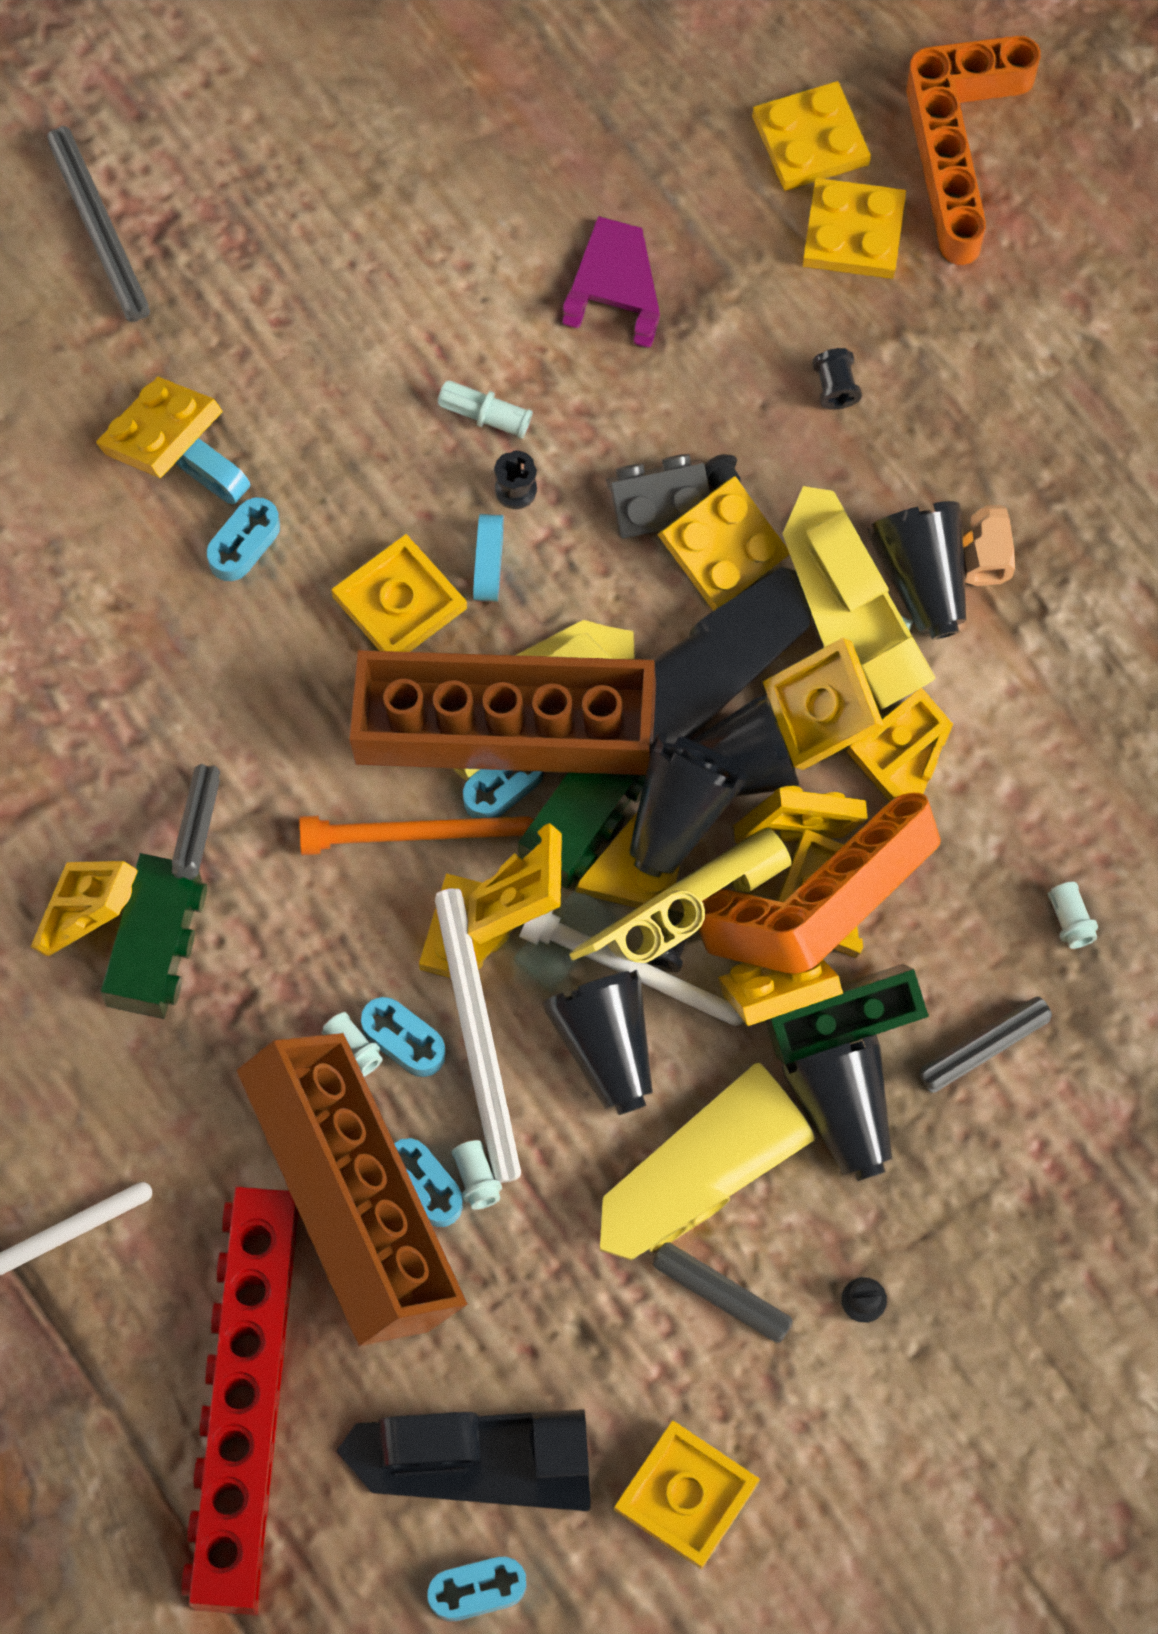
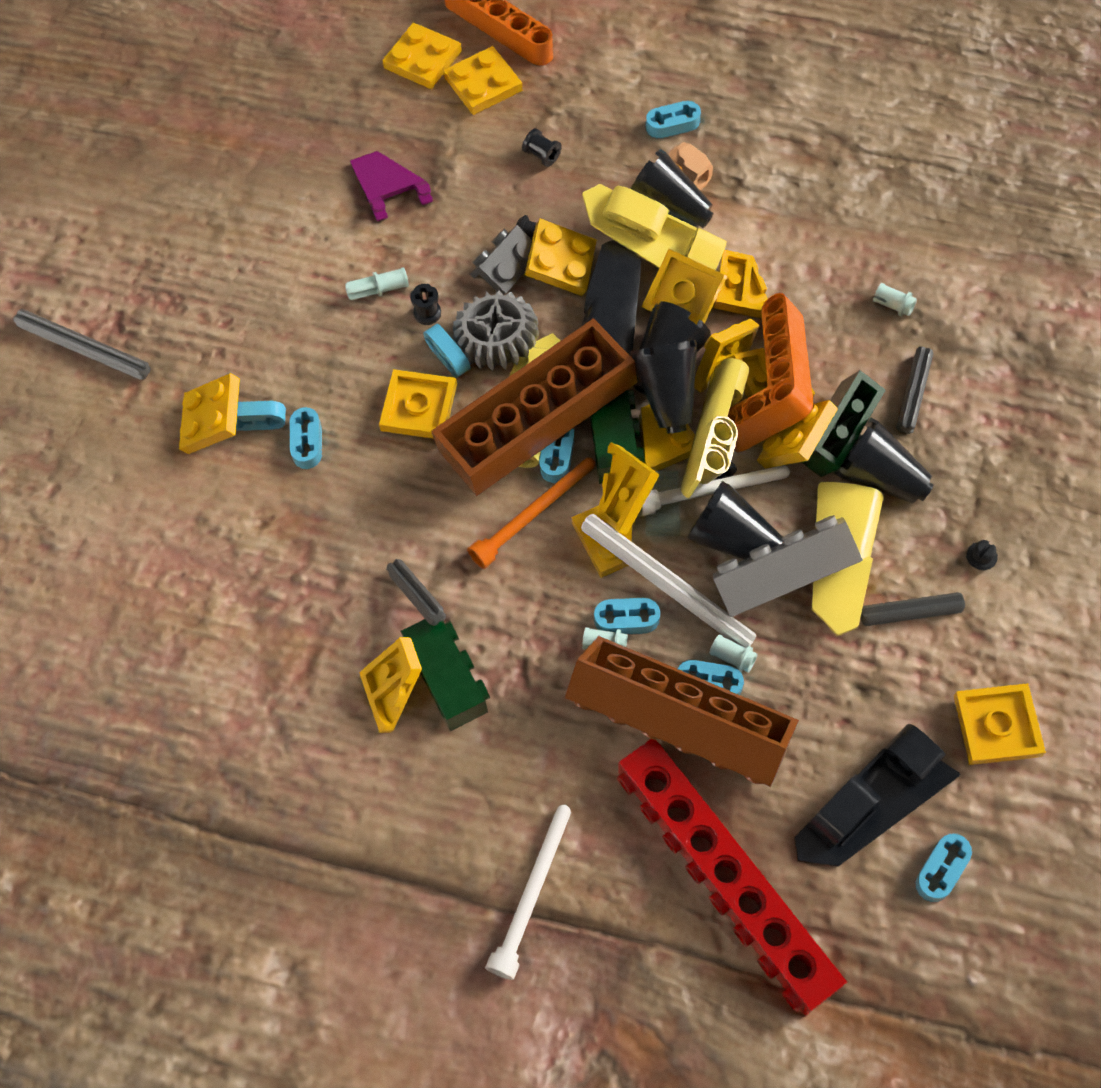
camera: 35 degrees left, 5 degrees down
(564, 560) = (496, 330): none -> light grey gear
(612, 1126) = (786, 566): none -> light grey brick
(1036, 464) = (673, 119): none -> medium azure beam

